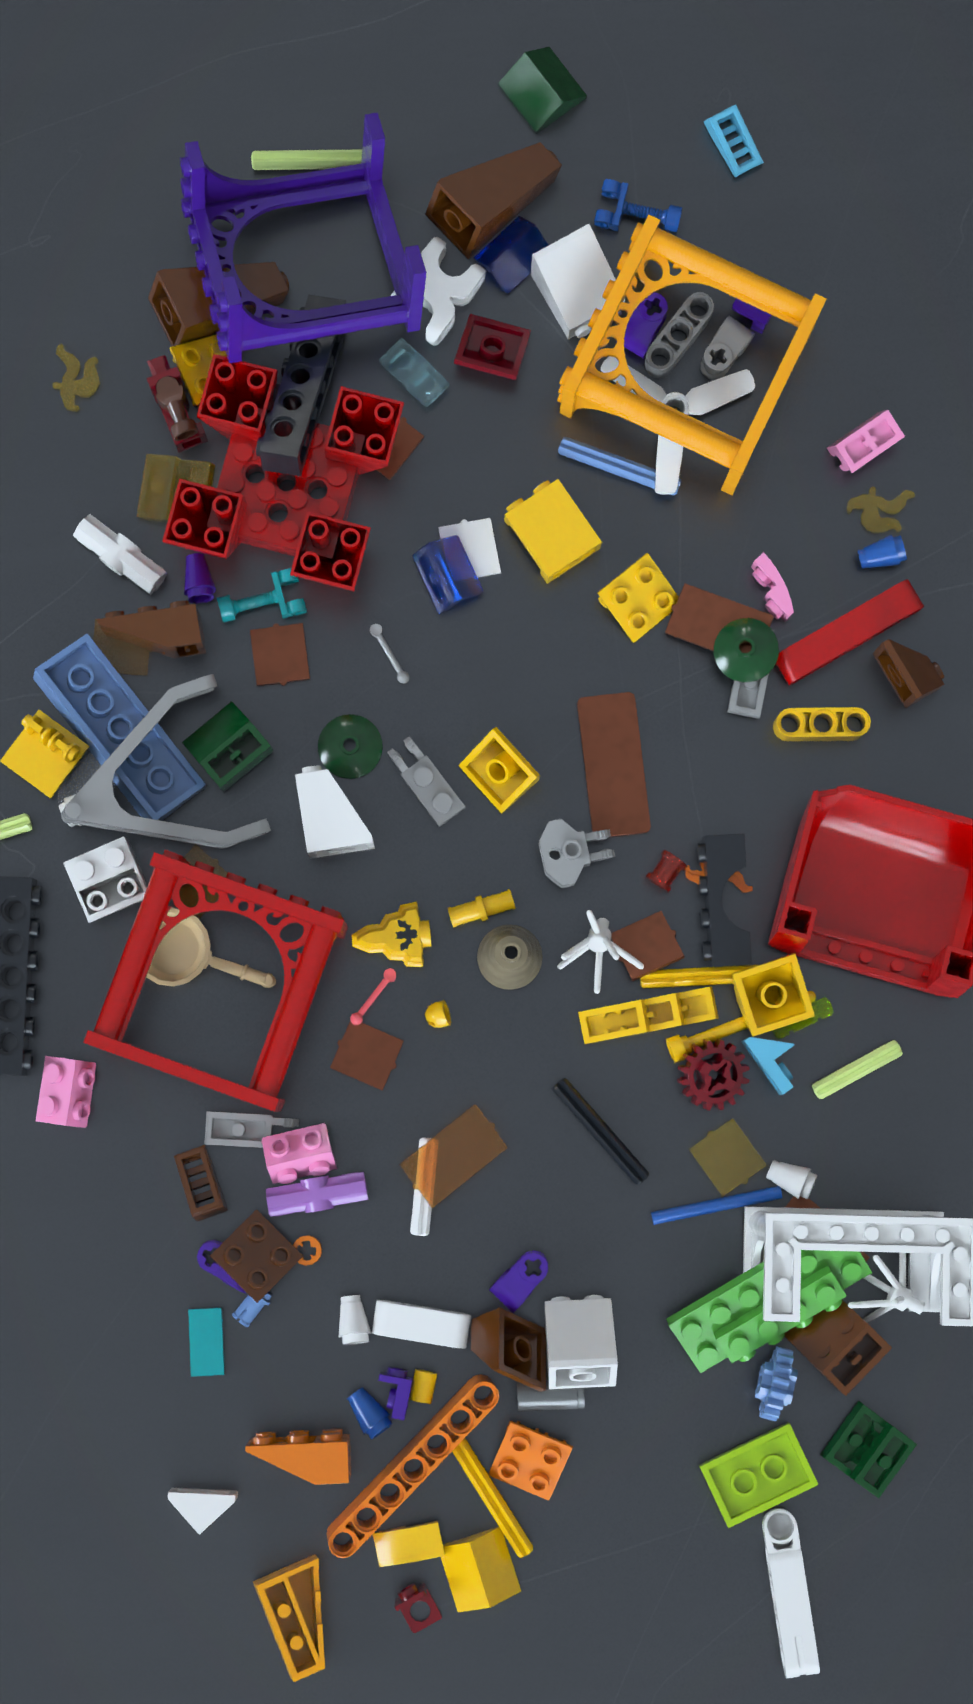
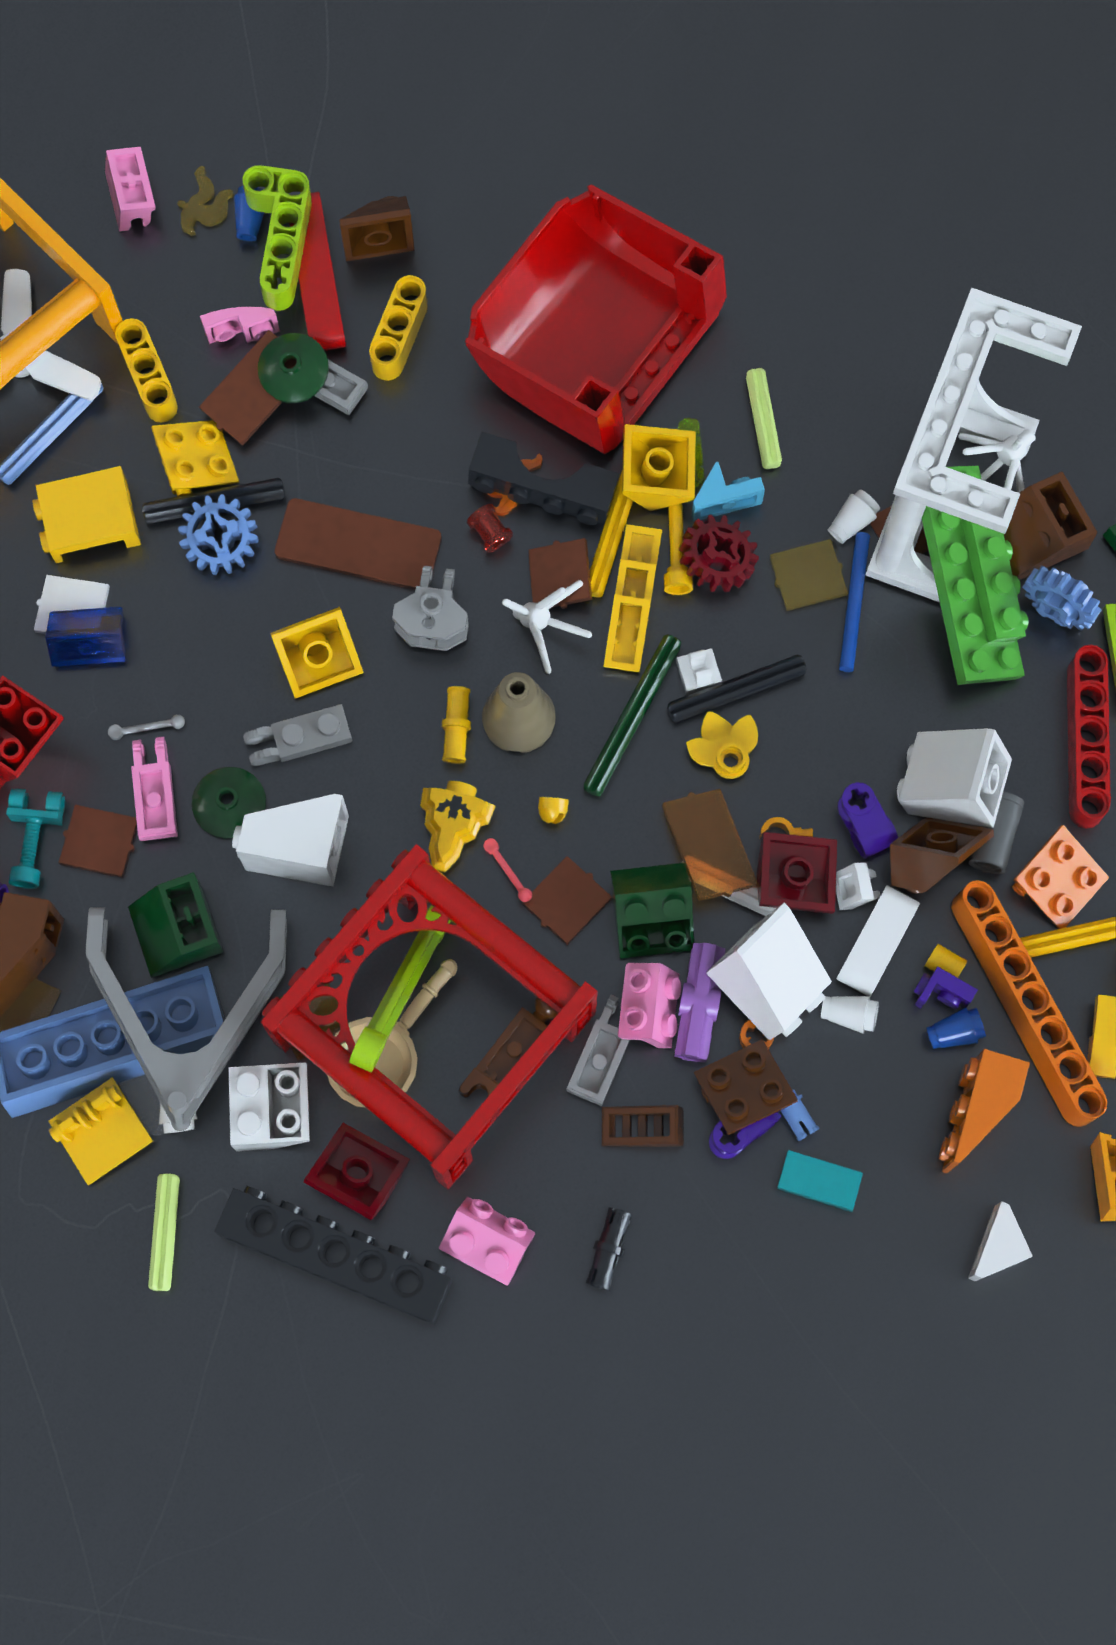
camera: 65 degrees left, 10 degrees down
(82, 967) = (357, 1171): none -> dark red slope
(92, 1191) = (609, 1249): none -> black pin
(214, 950) = (374, 1036): none -> lime piece
(215, 1054) = (508, 1049): none -> reddish brown plate
(334, 682) = (153, 793): none -> bright pink hinge
(355, 1246) = (772, 974): none -> white slope
(380, 1128) = (653, 910): none -> dark green slope
(453, 1237) = (797, 872): none -> dark red slope
(460, 1288) = (854, 886): none -> white tile
(489, 1223) = (786, 826): none -> light orange piece
(545, 1051) = (632, 715): none -> dark green axle
(551, 1134) = (723, 741): none -> yellow plate
(563, 656) = (205, 539): none -> medium blue gear
(604, 1094) = (698, 670): none -> white tile
(606, 629) = (246, 494): none -> black axle
(681, 1446) = (1097, 722): none -> red beam
(708, 512) = (141, 356): none -> yellow beam
(856, 591) = (280, 239): none -> lime beam

